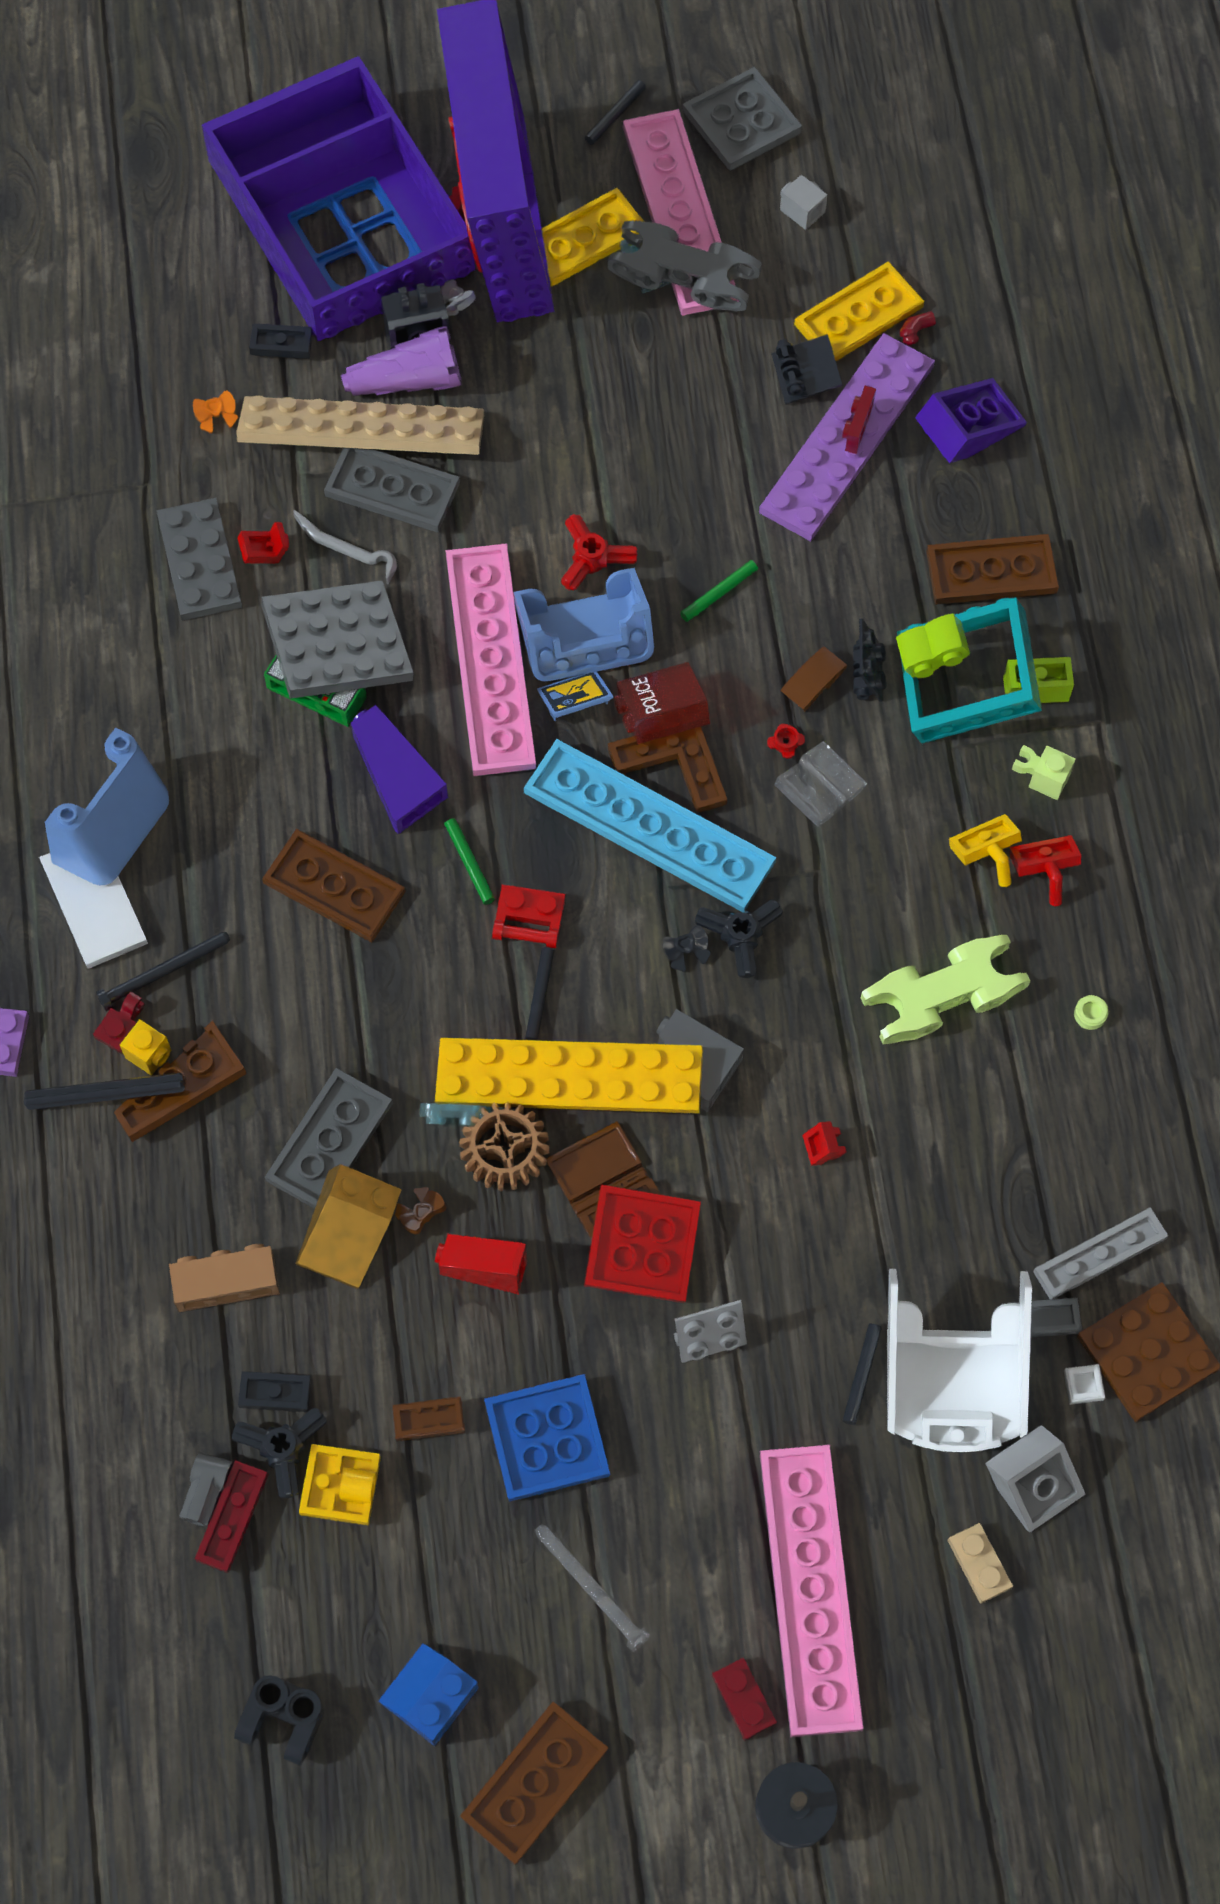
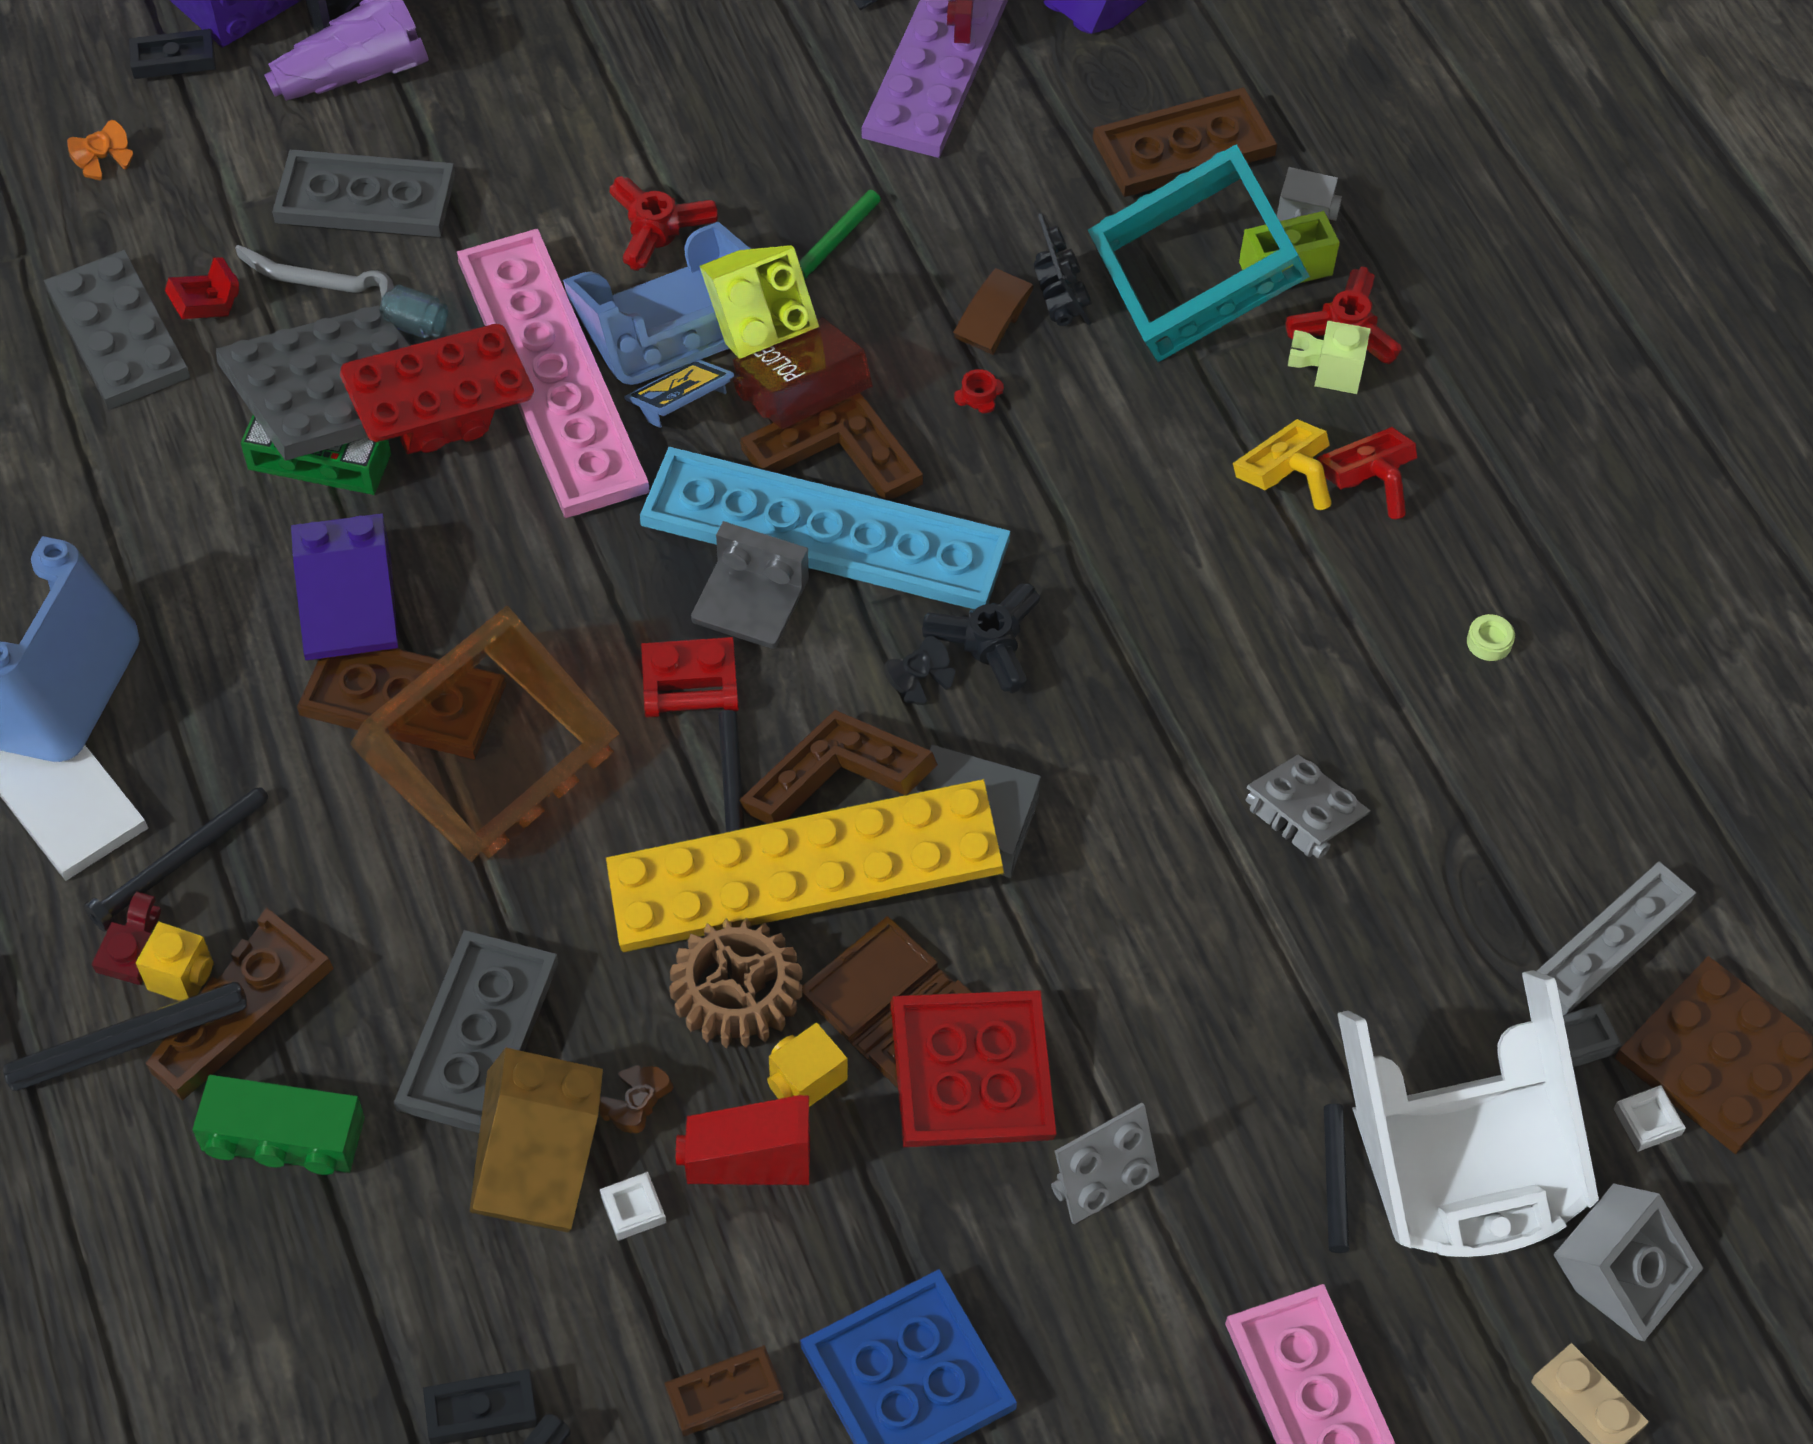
camera: 15 degrees left, 10 degrees down
(189, 1174) = (278, 1124): none -> green brick
(224, 1277) = (365, 1259): medium nougat brick -> none
(311, 799) = (344, 586): none -> dark purple slope
(360, 425) = (302, 128): tan plate -> none
(398, 771) = (456, 529): dark purple slope -> none
(401, 1282) = (632, 1206): none -> white tile
(405, 592) = (414, 311): none -> clear light blue brick
(406, 662) = (437, 388): none -> red bracket
(430, 903) = (534, 669): none -> clear orange windscreen
(438, 1113) = (629, 957): clear light blue plate -> none
(469, 861) = (587, 626): green bar -> none
(534, 1216) = (807, 1065): none -> yellow brick
(586, 860) = (752, 585): none -> flat silver bracket
(612, 990) = (831, 745): none -> reddish brown plate
(644, 643) = (759, 298): none -> neon yellow slope
(820, 784) = (1040, 434): clear slope -> none
(822, 1143) = (1185, 879): red tile -> none
(922, 1107) = (1307, 800): none -> light grey hinge
(933, 646) = (1144, 227): lime brick -> none
(966, 980) = (1263, 666): yellowish green piece -> none
(1067, 638) = (1308, 193): none -> light grey brick
(1070, 731) = (1351, 308): none -> red bush

